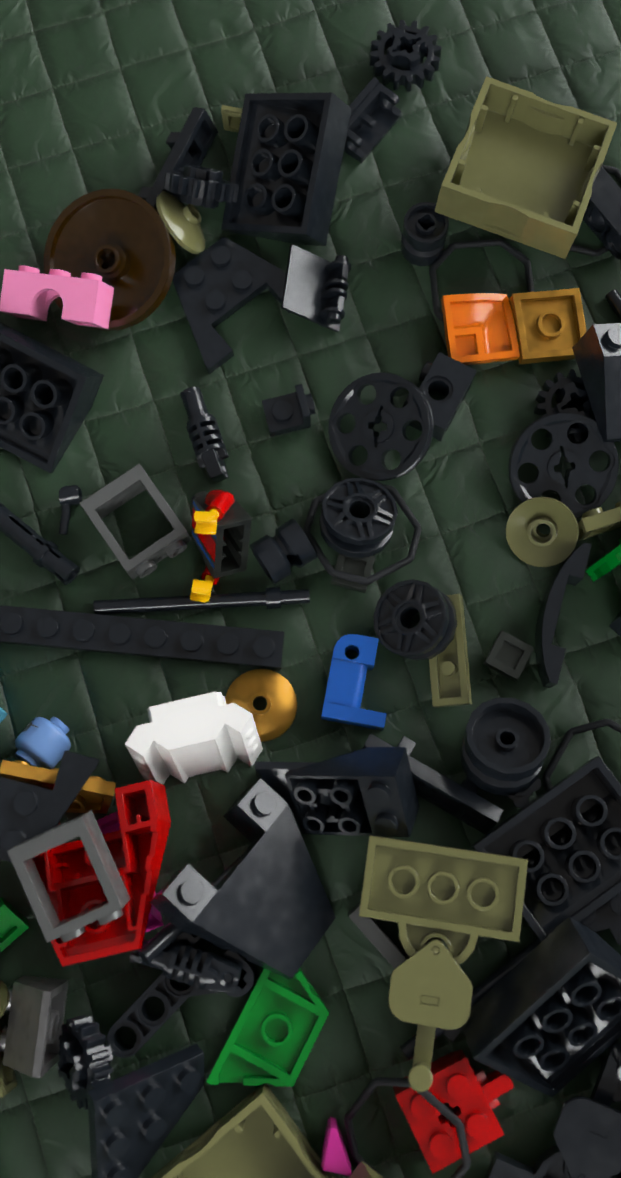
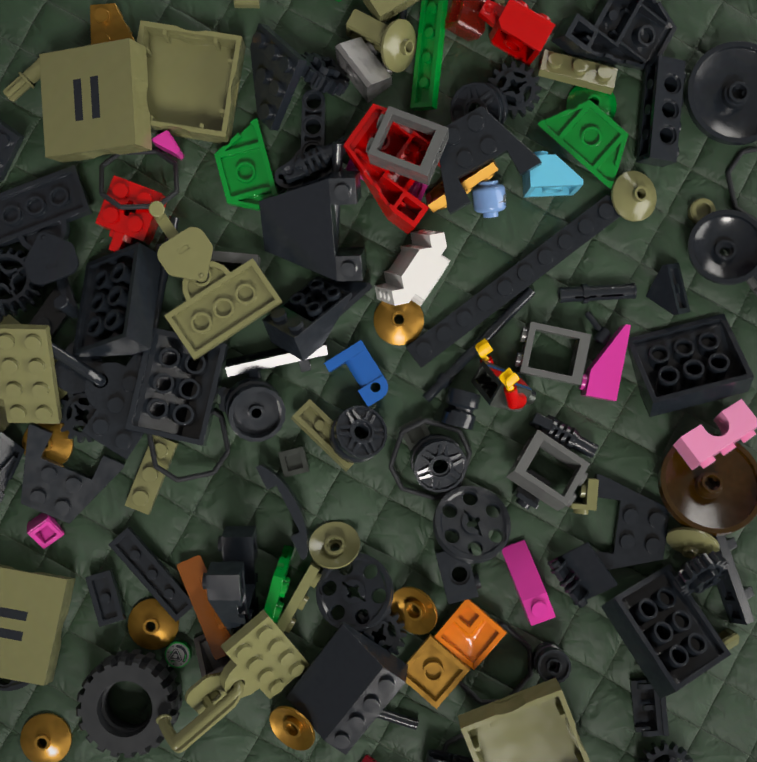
camera: 135 degrees right, 10 degrees up
(95, 460) = (605, 372): none -> dark pink slope
(235, 356) = (588, 492): none -> olive bracket
(265, 442) = (537, 488): none -> dark grey window
(377, 324) = (527, 583): none -> dark pink slope
(514, 396) = (415, 610): none -> pearl gold dish

